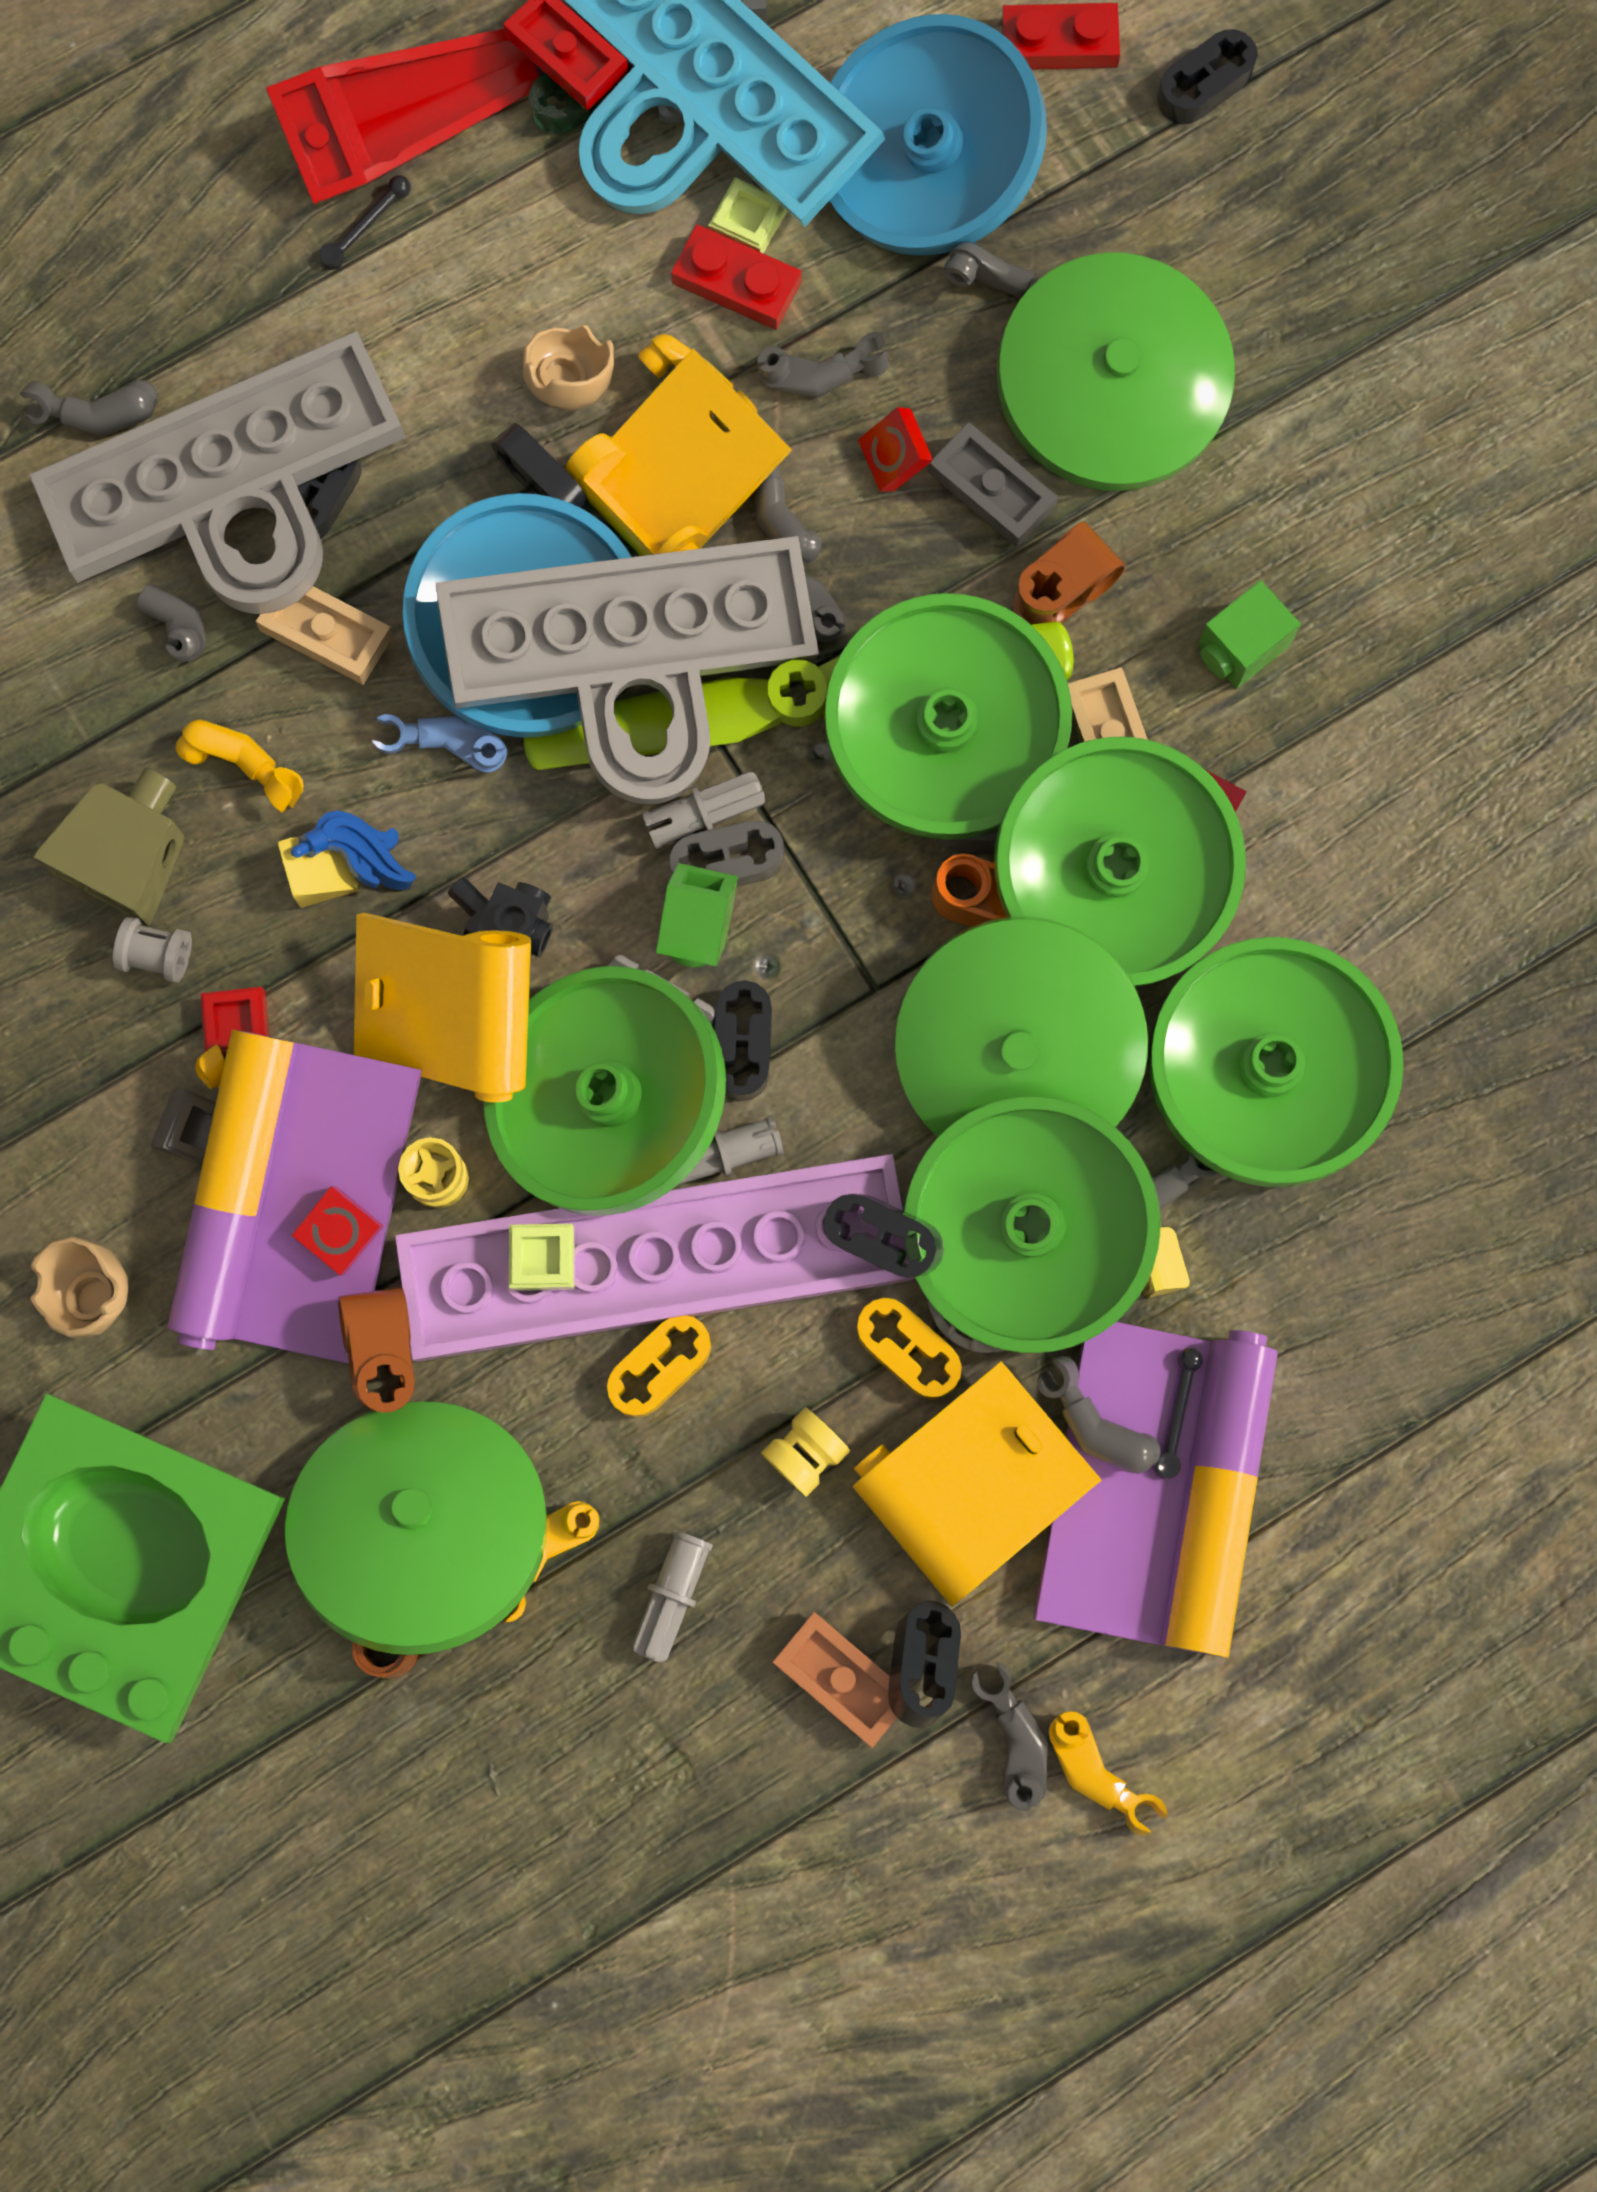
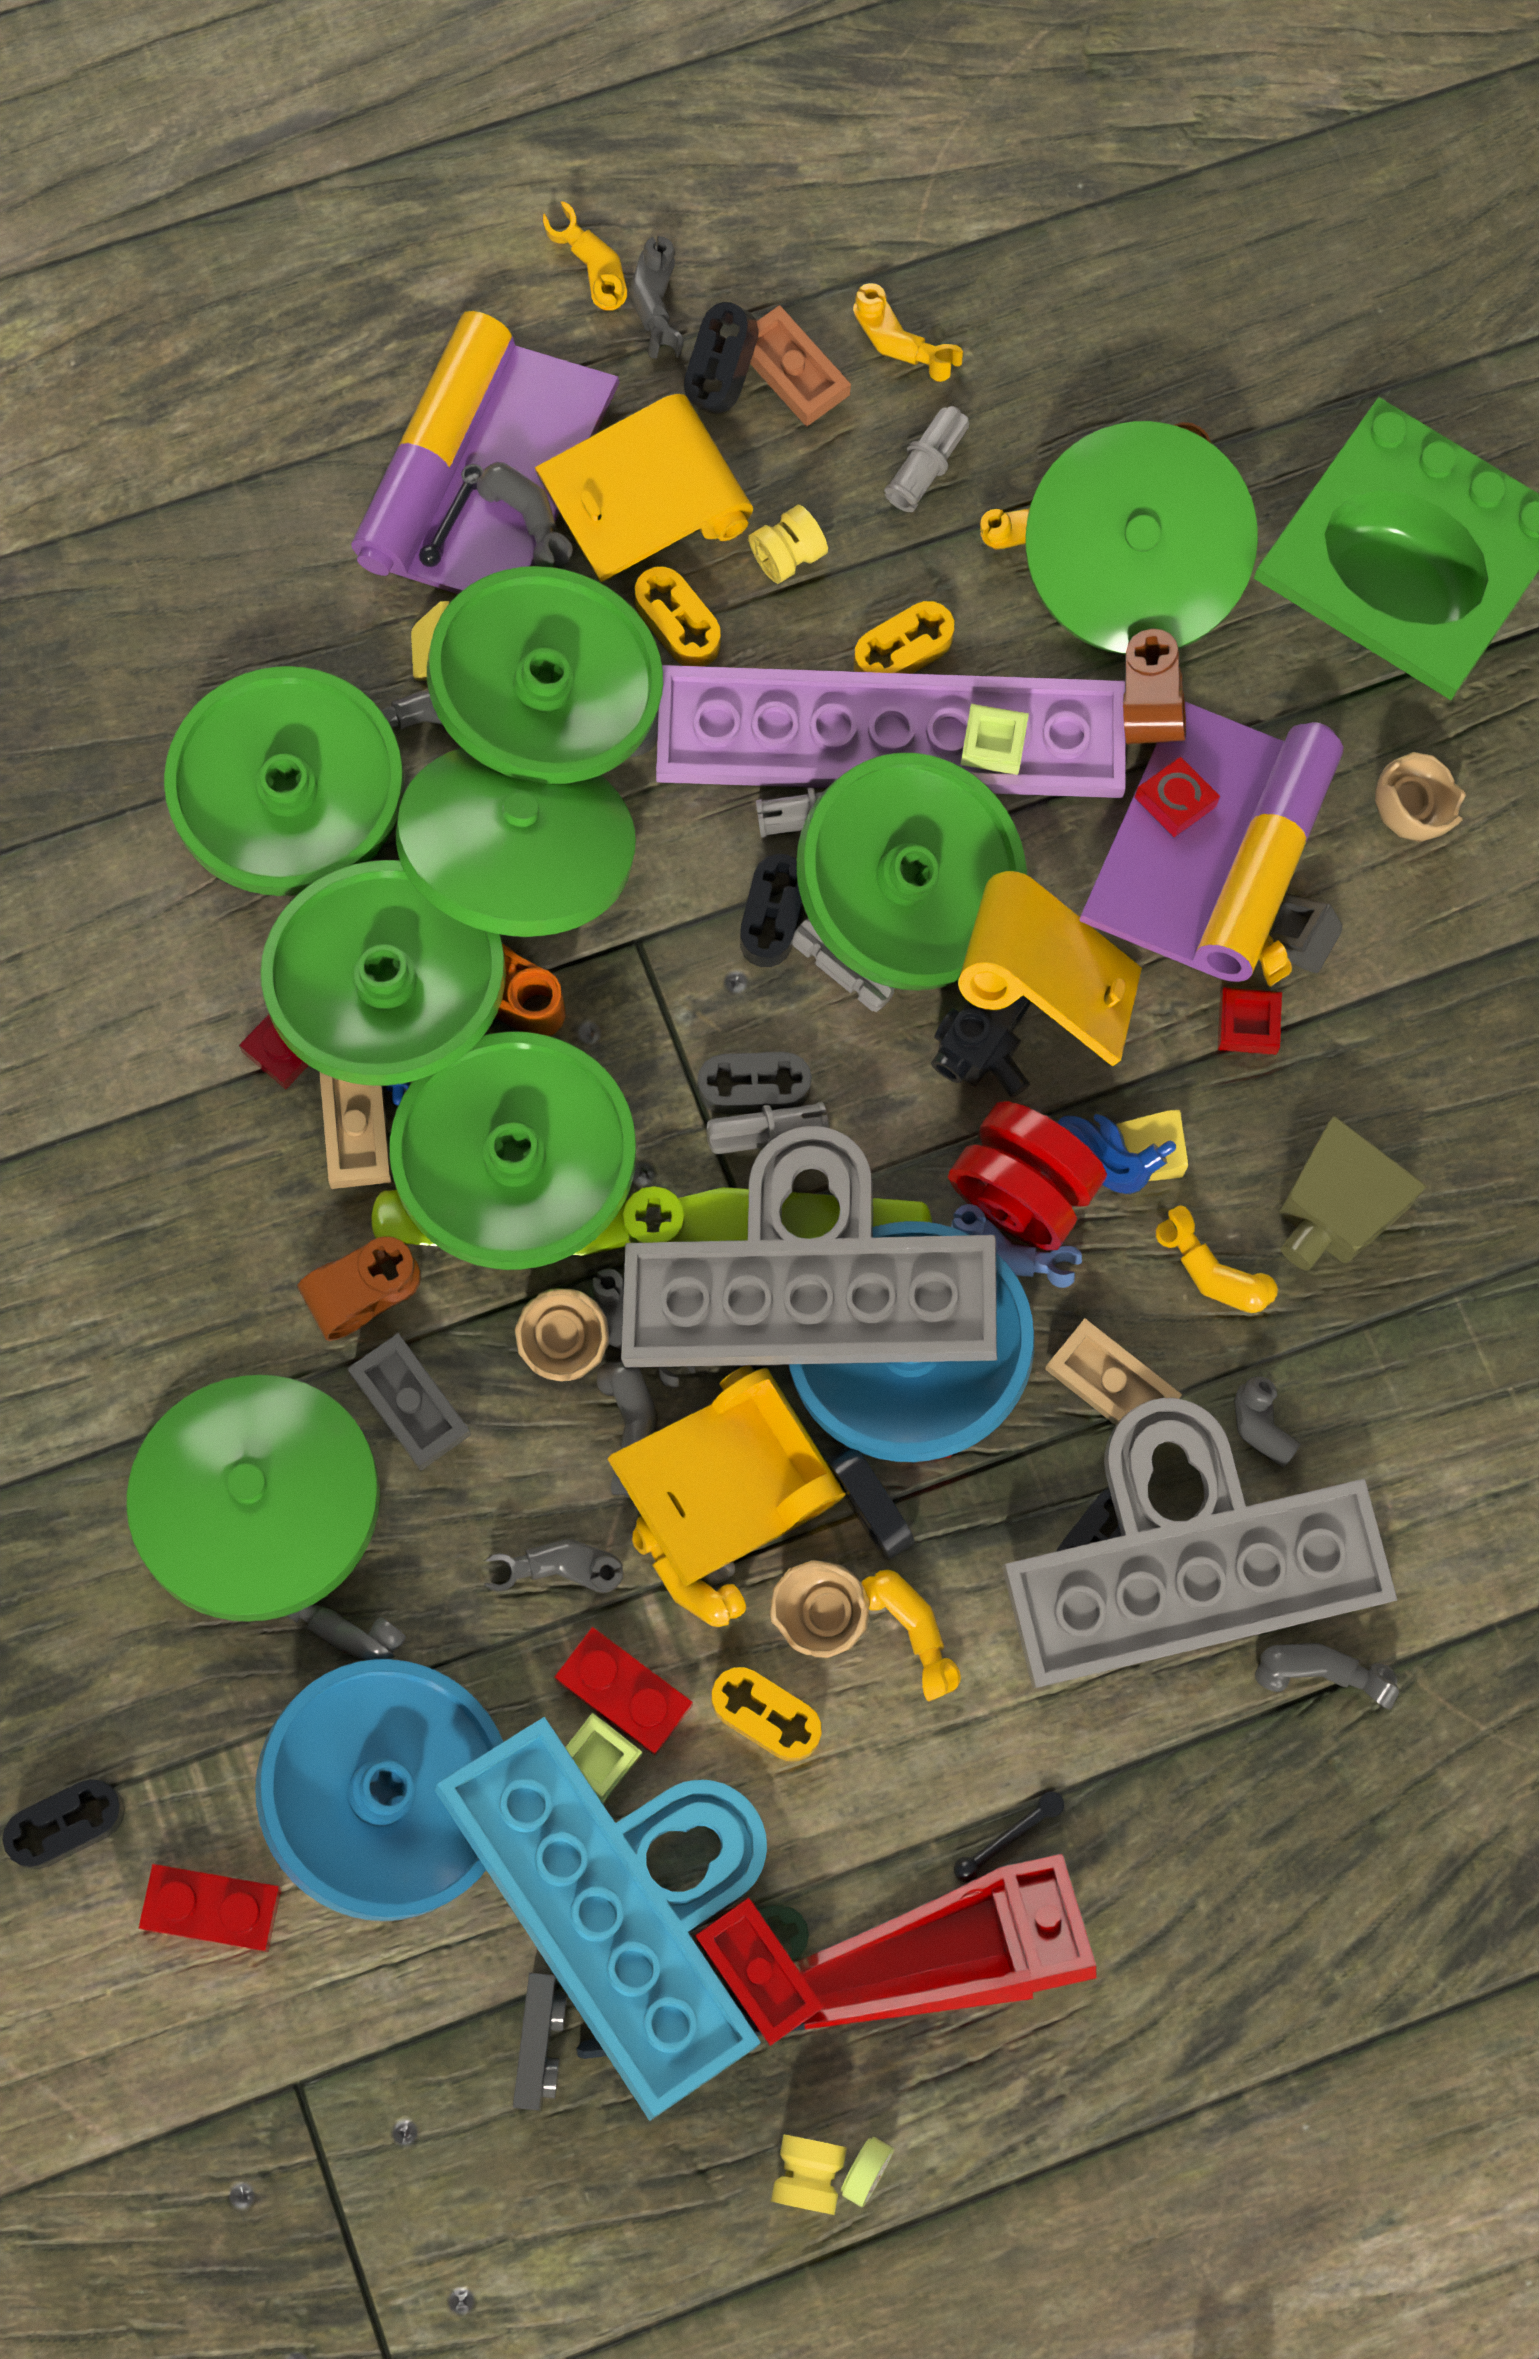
camera: 175 degrees left, 5 degrees down
(152, 949) = (1320, 1093): light grey bush -> none
(428, 1162) = (1083, 825): light yellow wheel -> none
(434, 786) = (1028, 1175): none -> red wheel
(479, 386) = (917, 1616): none -> yellow arm
(603, 278) = (775, 1701): none -> yellow beam
(696, 915) = (794, 1017): bright green brick -> none
(739, 1742) = (892, 341): none -> yellow arm
(860, 565) = (562, 1334): none -> tan hair
(890, 1222) = (681, 689): black beam -> none
(895, 449) = (500, 1455): red tile -> none
(1247, 635) = (197, 1191): bright green brick -> none

